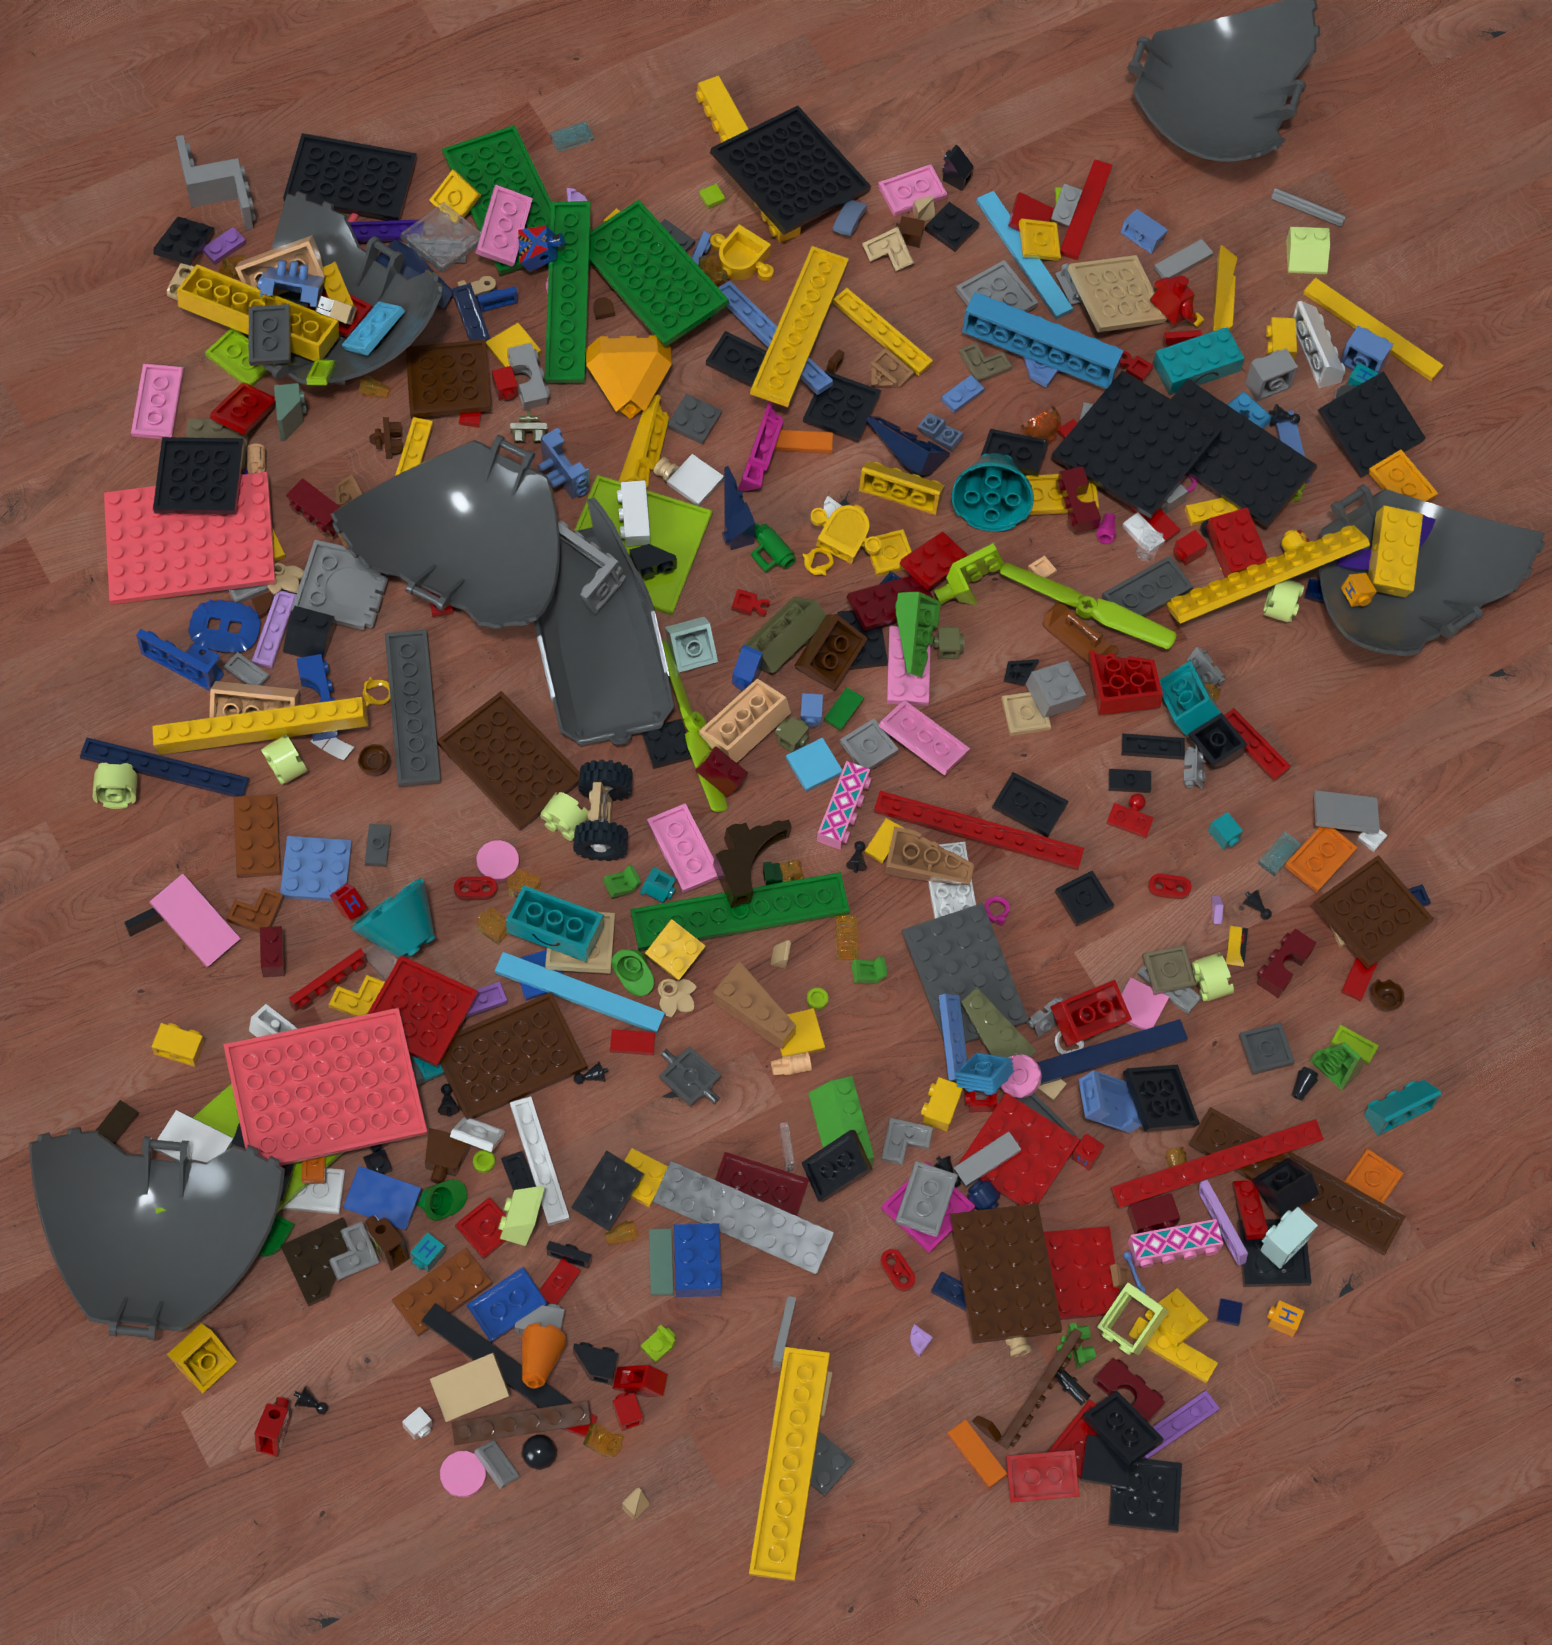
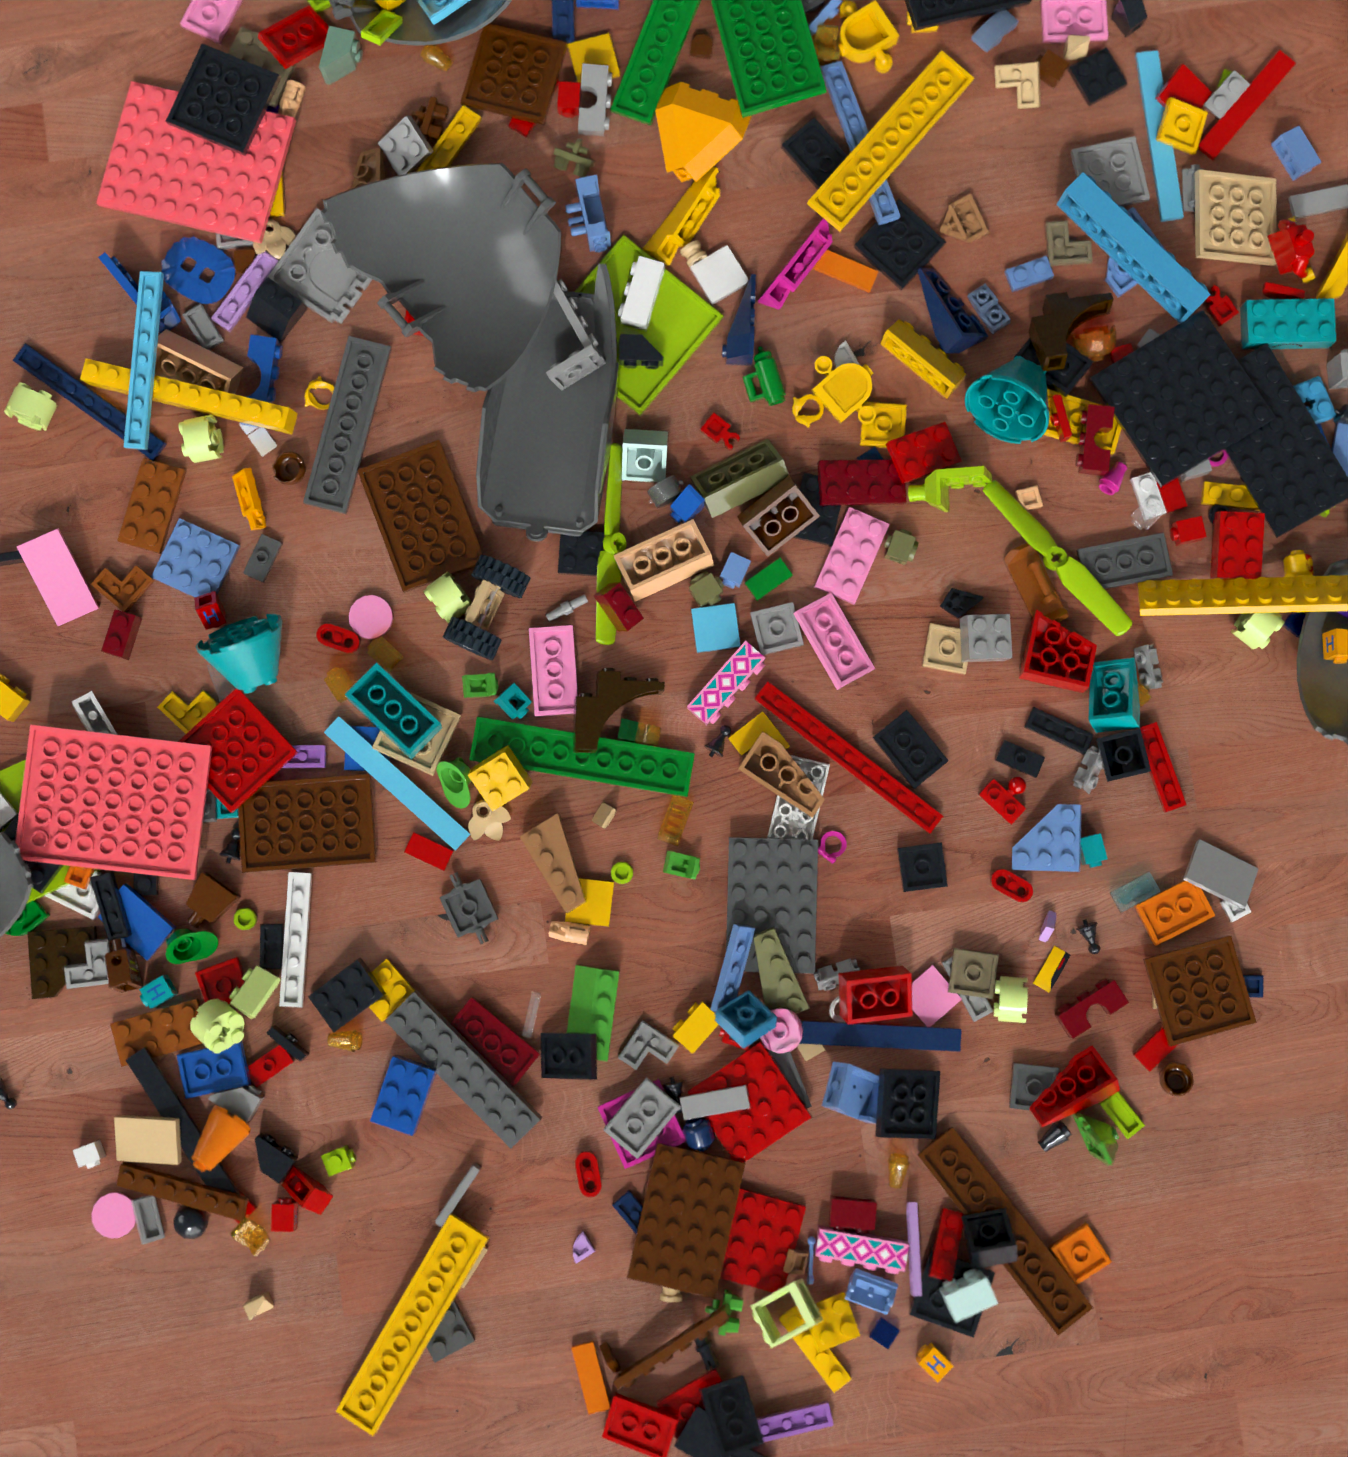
camera: 25 degrees right, 20 degrees up
(211, 705) = (143, 360): none -> medium azure tile
(313, 505) = (327, 168): dark red brick -> none
(333, 976) = (155, 686): red plate -> none
(346, 797) = (249, 498): none -> light orange hinge
(353, 1189) = (110, 906): none -> black tile
(375, 464) = (405, 146): none -> light grey plate
(477, 1134) = (245, 895): white tile -> none
(498, 1255) = (217, 1025): none -> yellowish green brick
(596, 1073) = (381, 871): black piece -> none
(661, 1262) = (371, 1080): sand green tile -> none
(673, 792) = (566, 607): none -> light grey bar
(694, 419) = (745, 205): dark grey plate -> none
(722, 665) = (665, 491): none -> clear piece
(835, 361) = (913, 192): reddish brown tile -> none
(882, 331) = (975, 174): yellow plate -> none
(916, 619) = (873, 517): bright green wedge -> none
(1004, 419) = (1060, 319): none -> dark brown arch
(1041, 493) = (1059, 418): none -> red plate
(1087, 1151) = (816, 1128): red brick -> none
(1117, 1376) = (766, 1393): dark red arch -> none
(1188, 836) = (1052, 843): none -> medium blue plate
(1200, 1275) = (871, 1291): none -> medium blue hinge
(1217, 1164) = (934, 1189): red plate -> none
(1307, 1028) = (1079, 1086): none -> red wedge
(1402, 1106) = (1139, 1198): teal slope -> none

